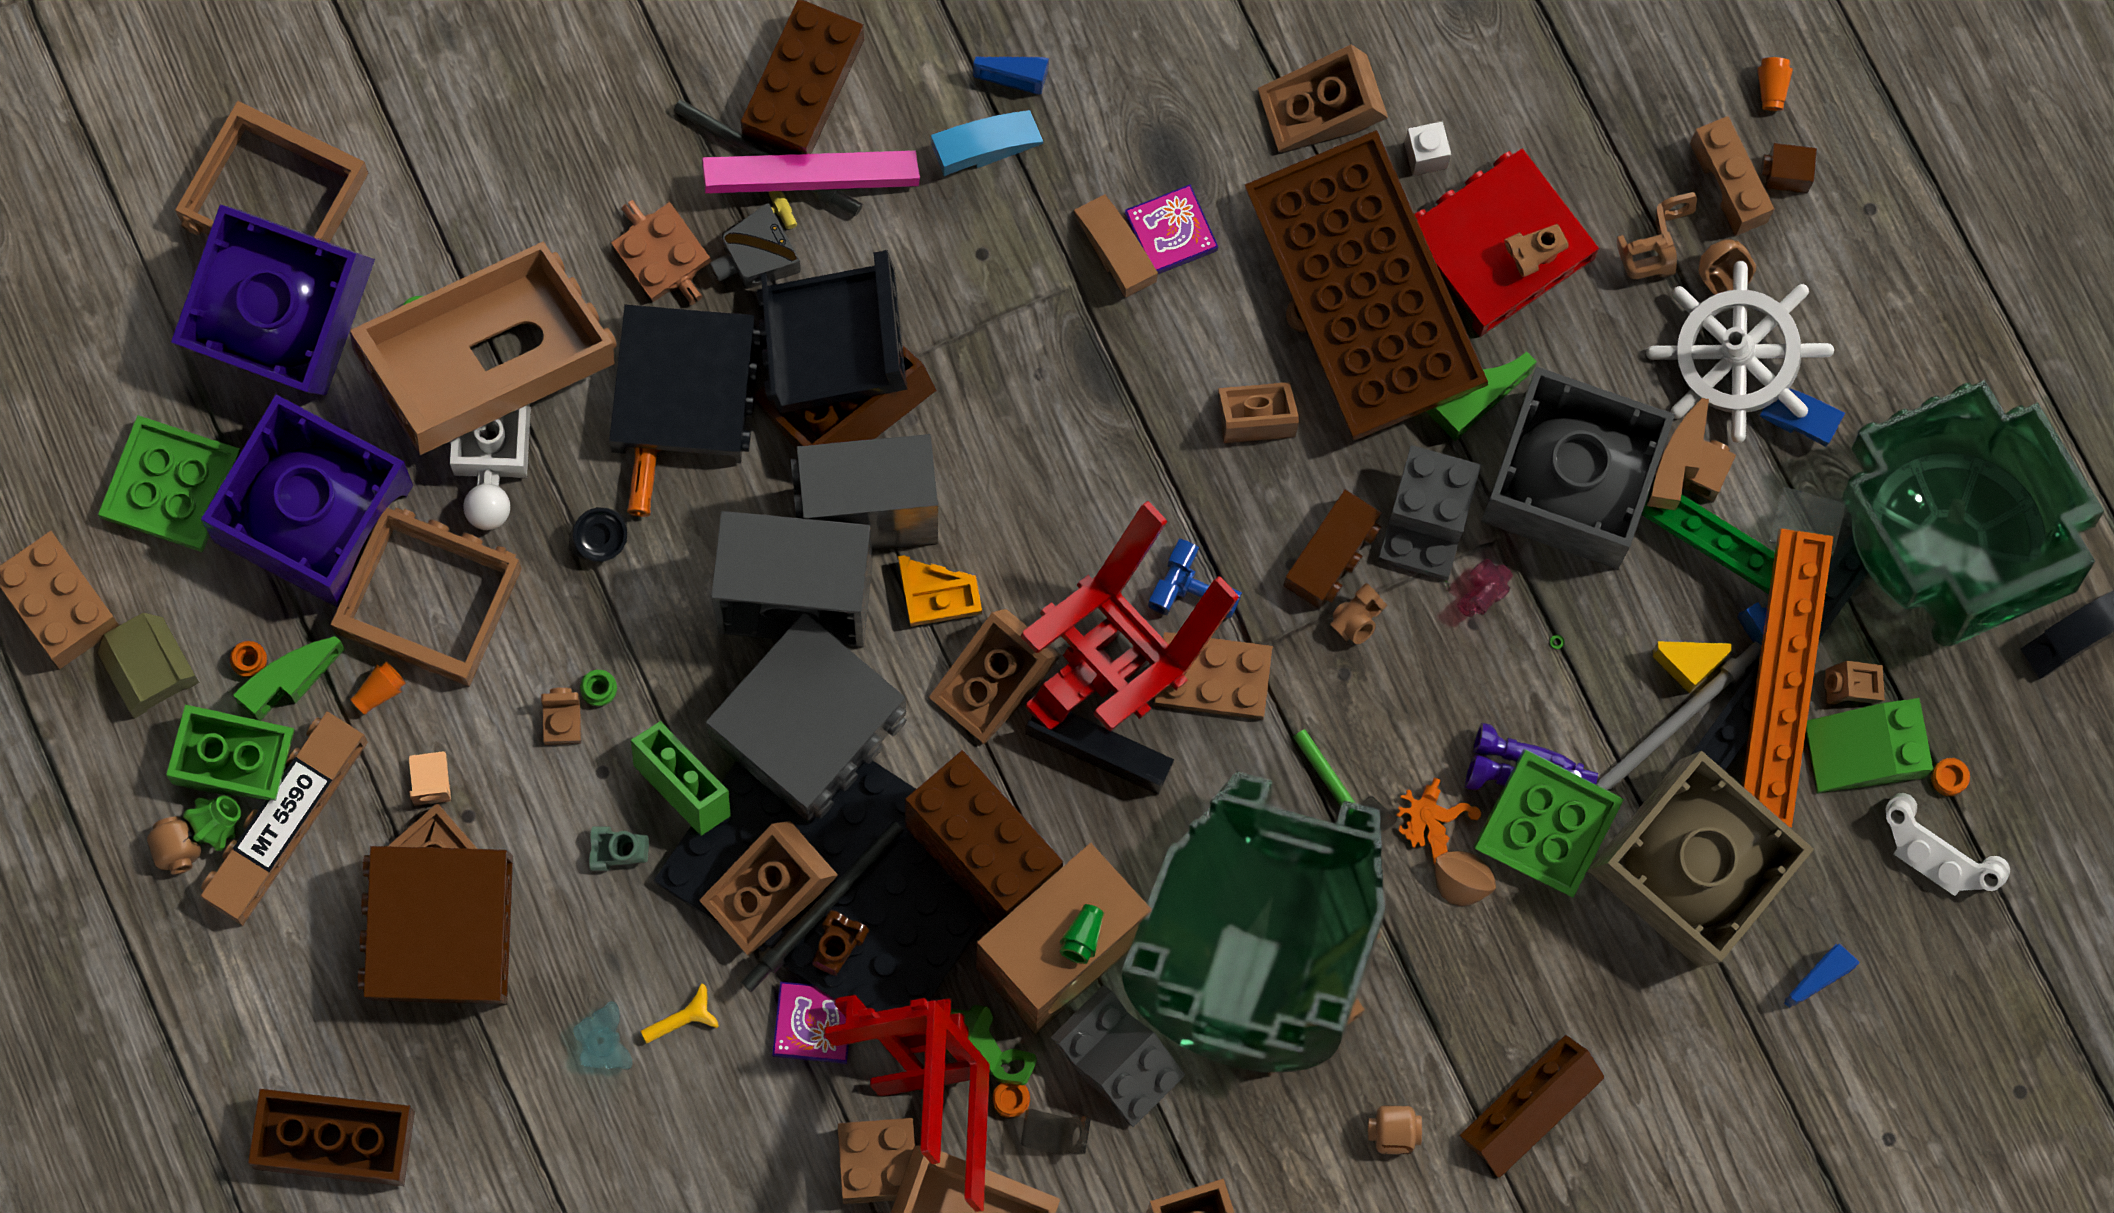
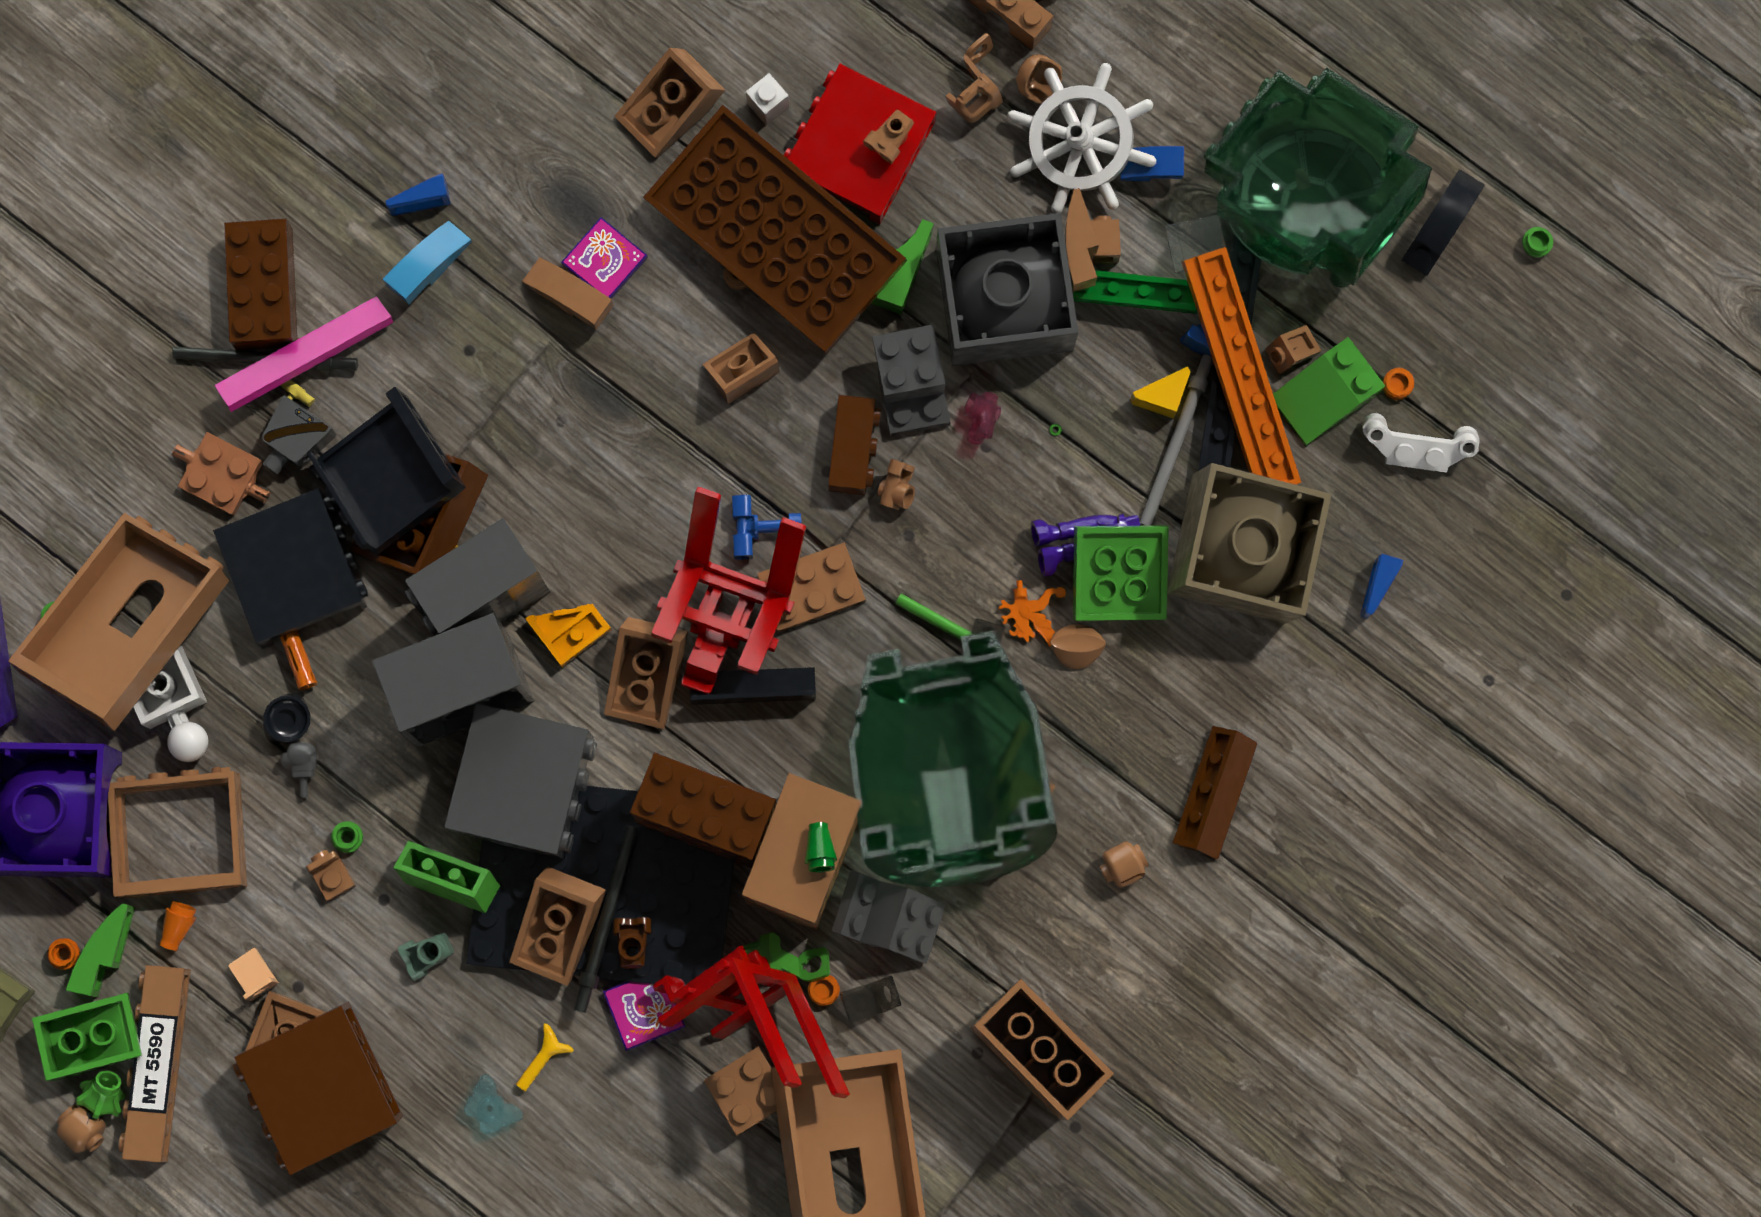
camera: 25 degrees left, 5 degrees up
(591, 588) = (301, 760): none -> dark grey piece

